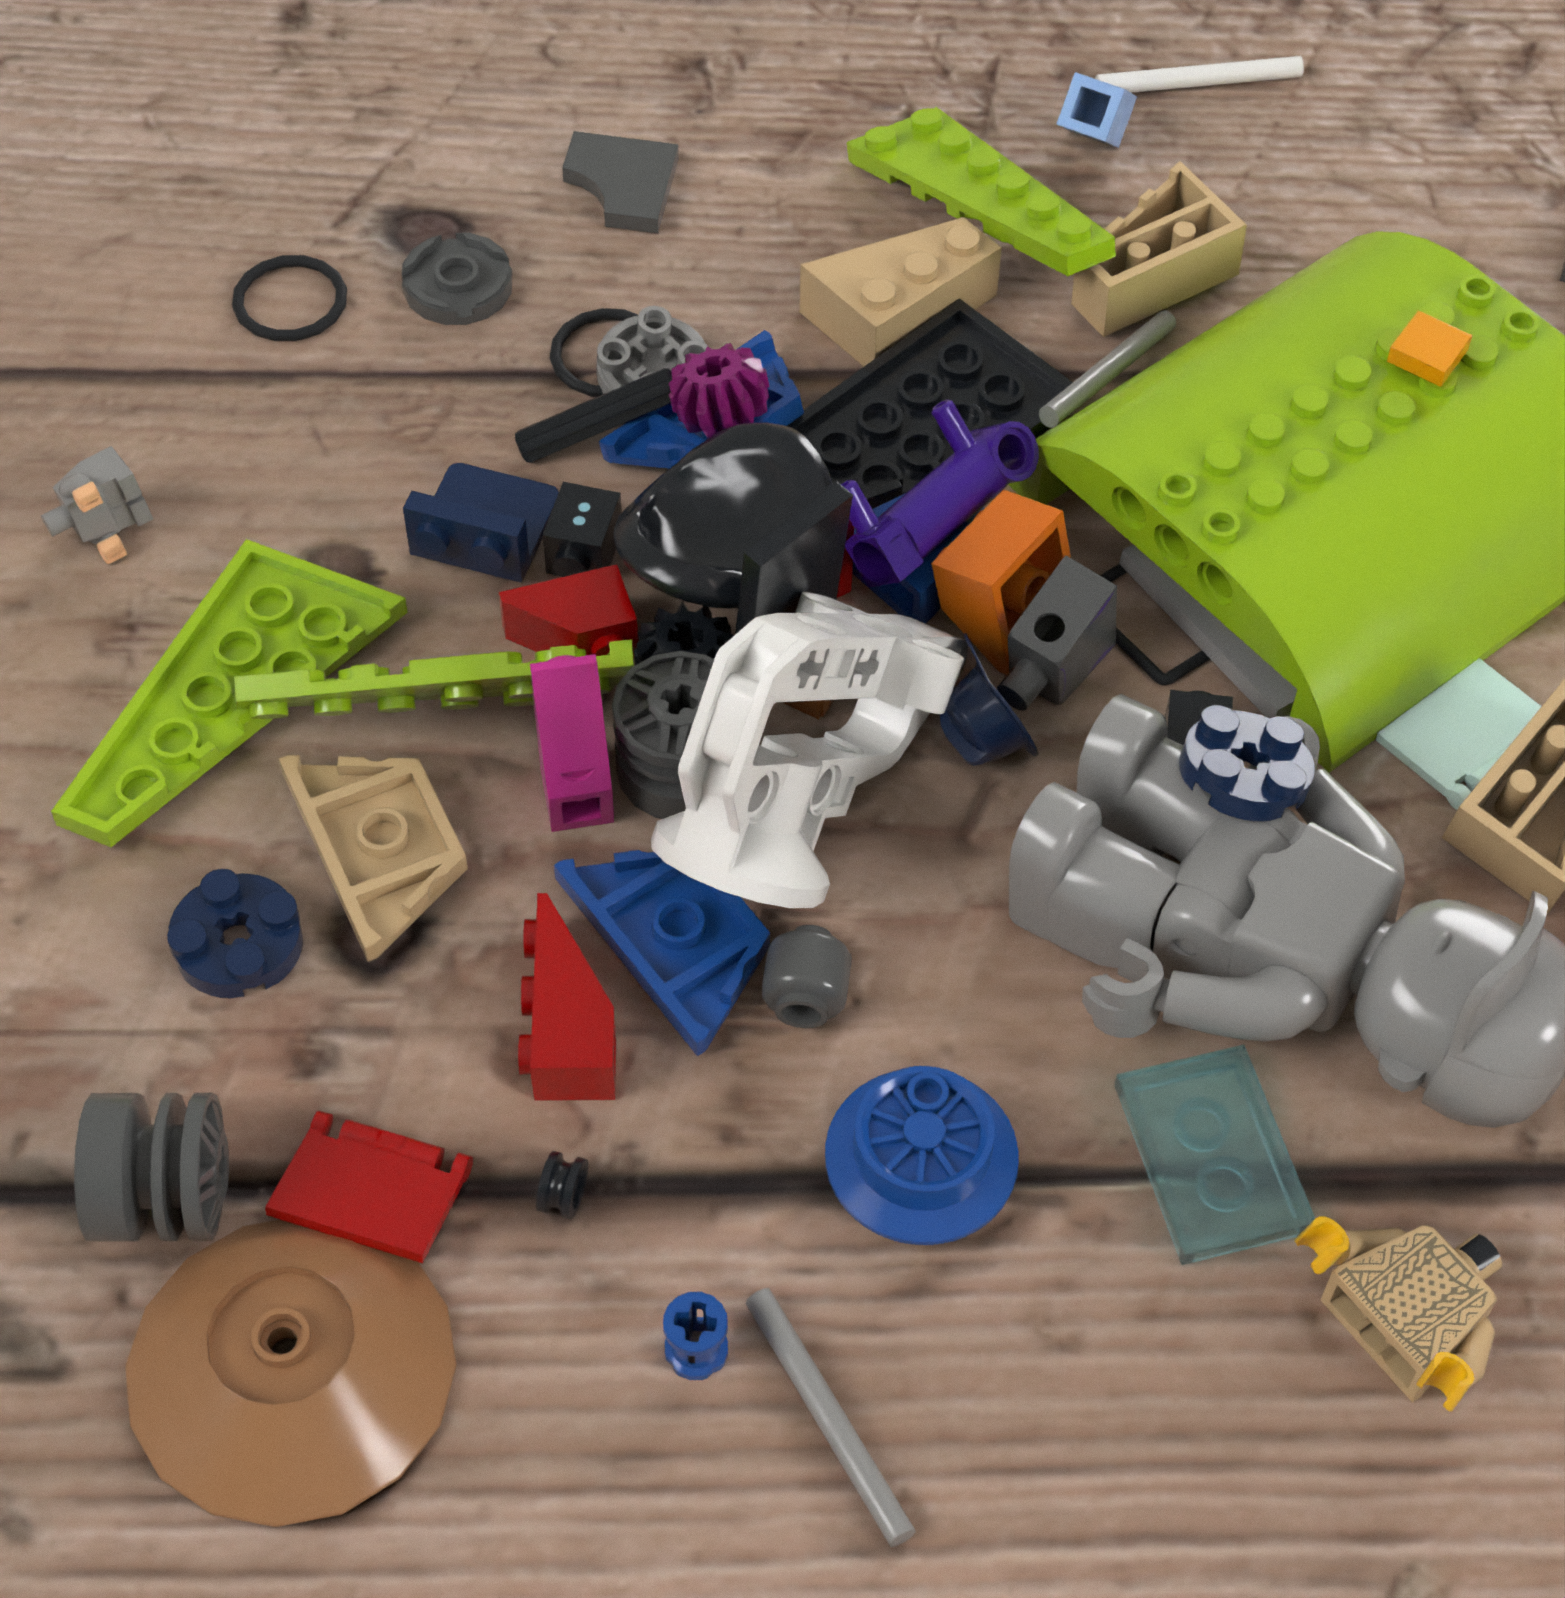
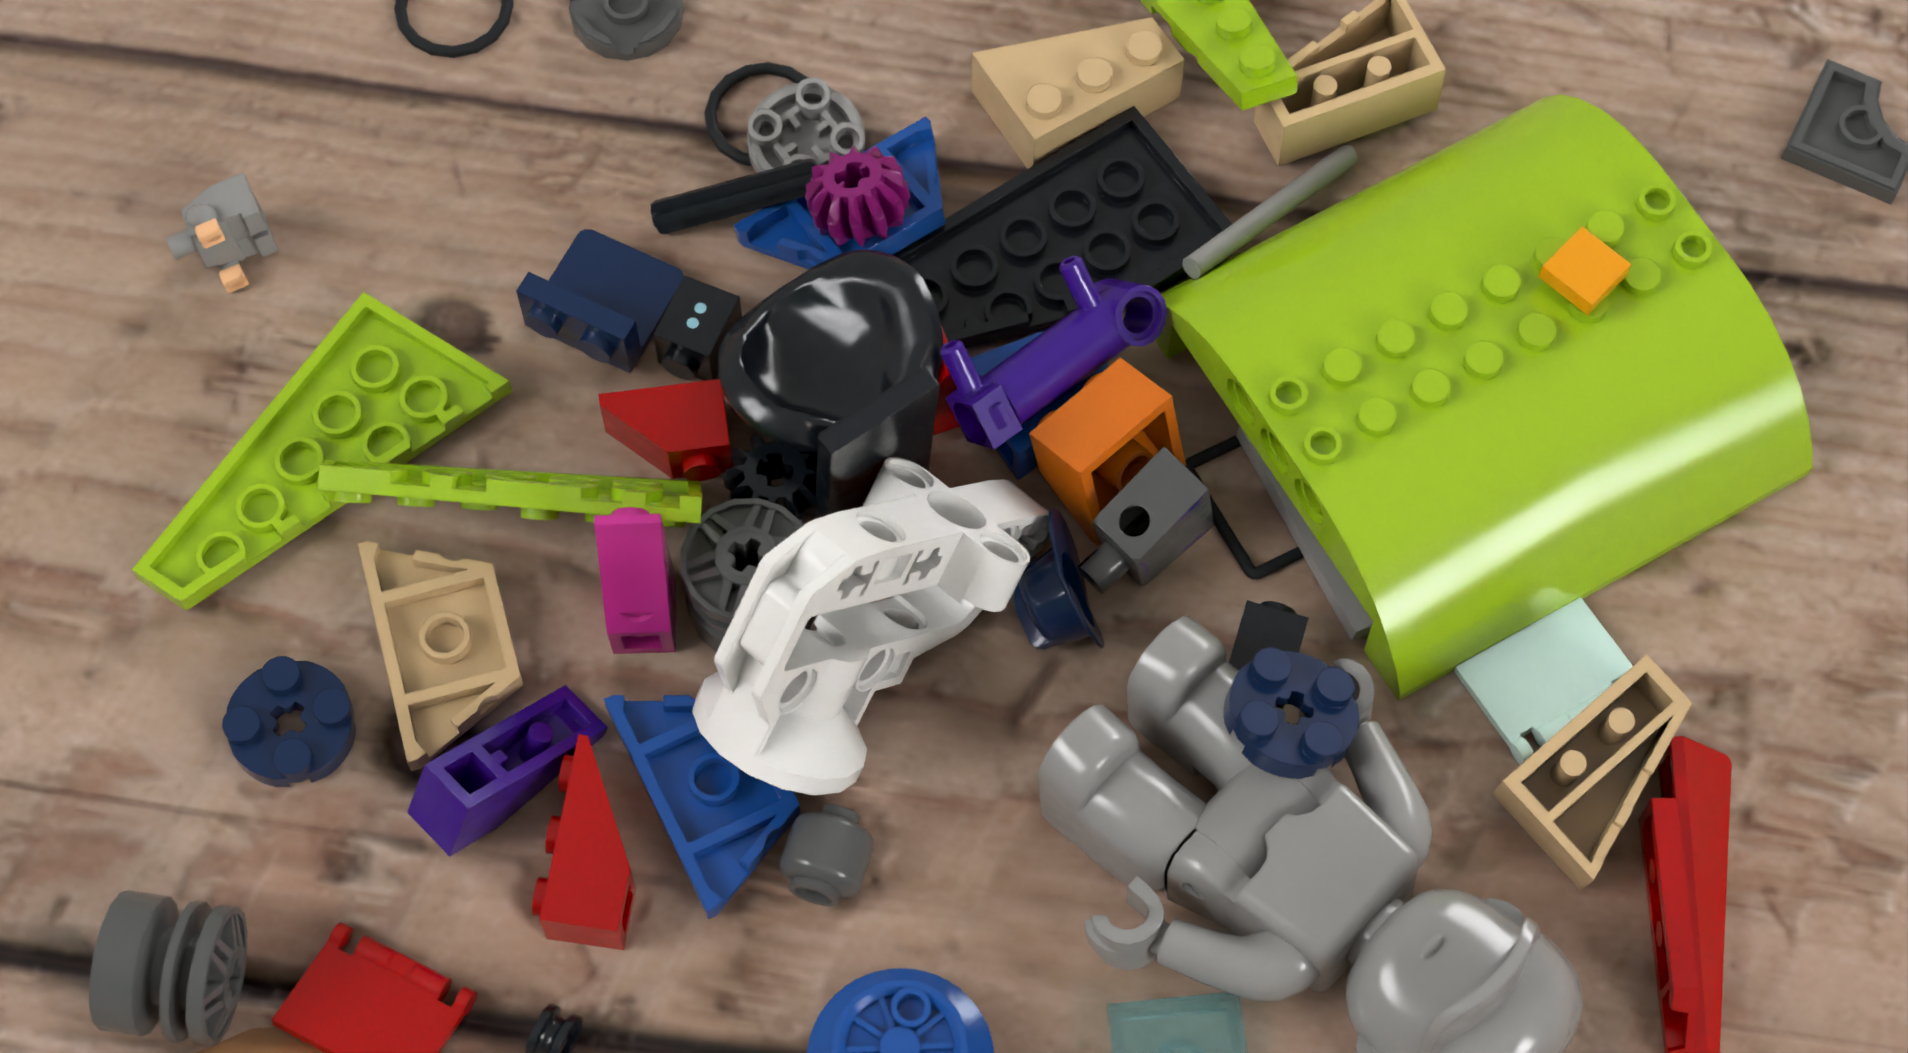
camera: 10 degrees right, 10 degrees up
(456, 946) = (499, 770): none -> dark purple slope

